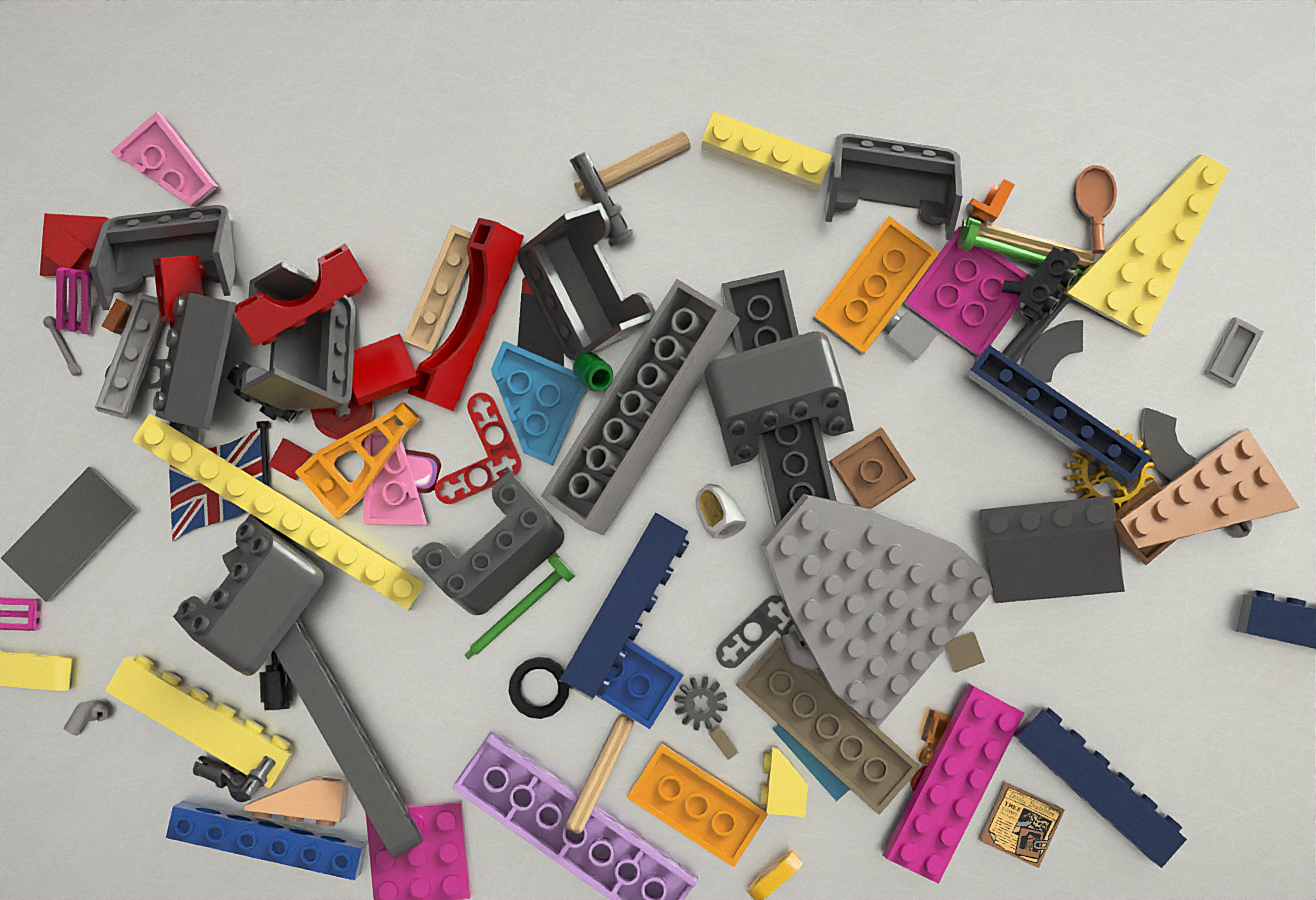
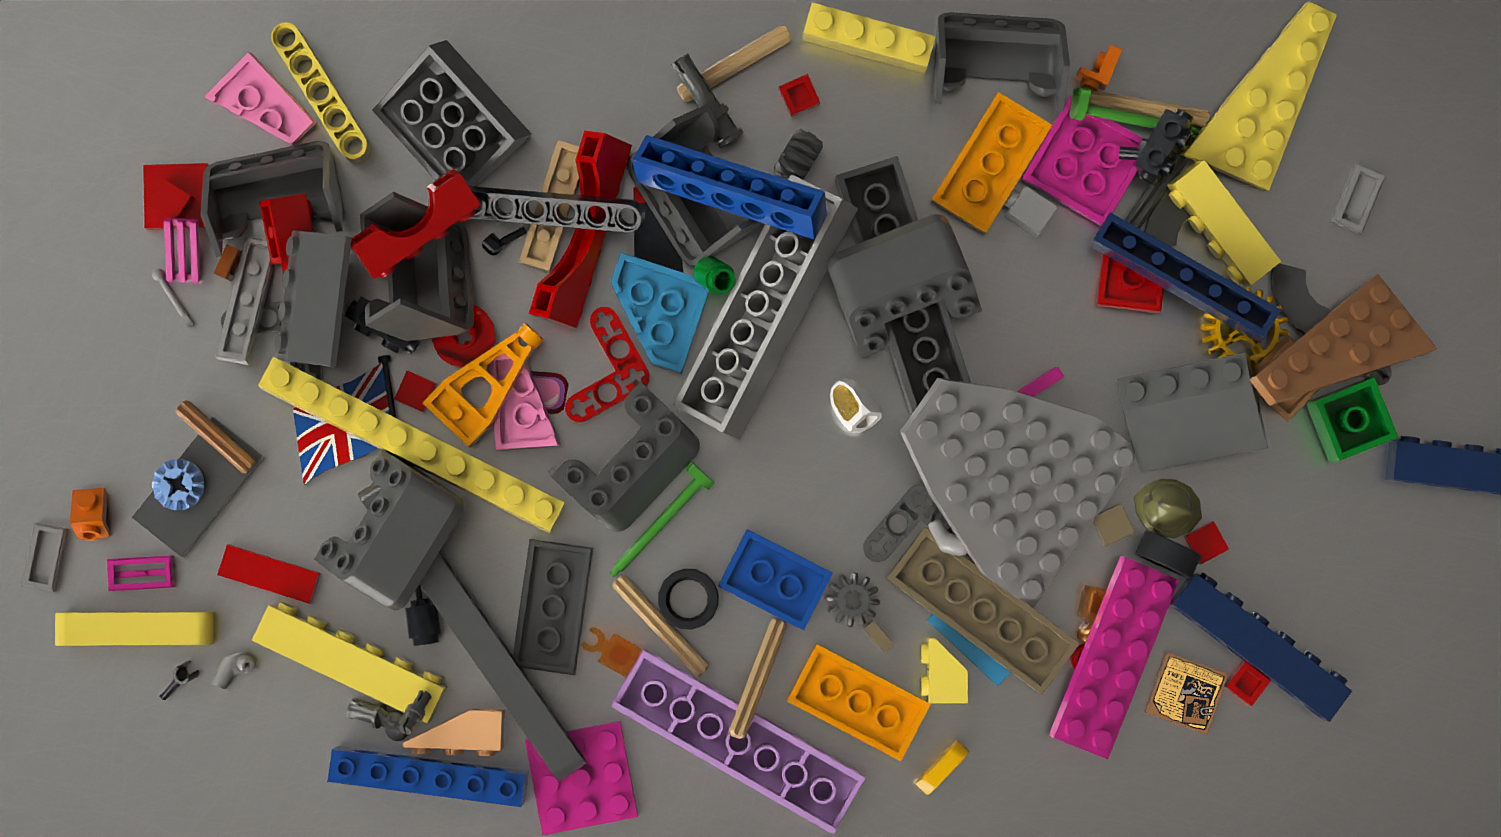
camera: 10 degrees left, 0 degrees up
(34, 719) = (180, 677): none -> black hand
(62, 528) = (192, 480): none -> light blue gear
(88, 486) = (215, 436): none -> medium nougat axle
(129, 625) = (268, 573): none -> red tile
(217, 145) = (310, 82): none -> light yellow beam
(349, 193) = (450, 117): none -> dark grey slope
(381, 323) = (494, 245): none -> black hand
(382, 369) = (501, 292): red tile -> none
(405, 683) = (552, 606): none -> dark grey tile
(438, 298) = (552, 215): none -> black beam
(464, 734) = (616, 654): none -> clear orange plate
(503, 704) = (660, 625): none -> tan axle
(615, 286) = (730, 187): none -> blue brick
(623, 607) = (766, 509): dark blue brick -> none
(686, 260) = (798, 155): none -> dark grey gear
(693, 202) = (799, 95): none -> red tile
(872, 470) = (1004, 349): medium nougat tile -> none
(906, 506) = (1042, 382): none -> dark pink tile
(998, 421) = (1127, 289): none -> red plate
(1016, 687) = (1168, 554): none -> black tyre
(1019, 640) = (1168, 507): none -> olive piece
(1054, 677) = (1207, 542): none -> red tile
(1082, 820) = (1247, 683): none -> red tile
(1096, 198) = (1206, 56): nougat piece -> none
(1099, 365) = (1223, 223): none -> light yellow brick
(1209, 570) = (1351, 420): none -> green brick

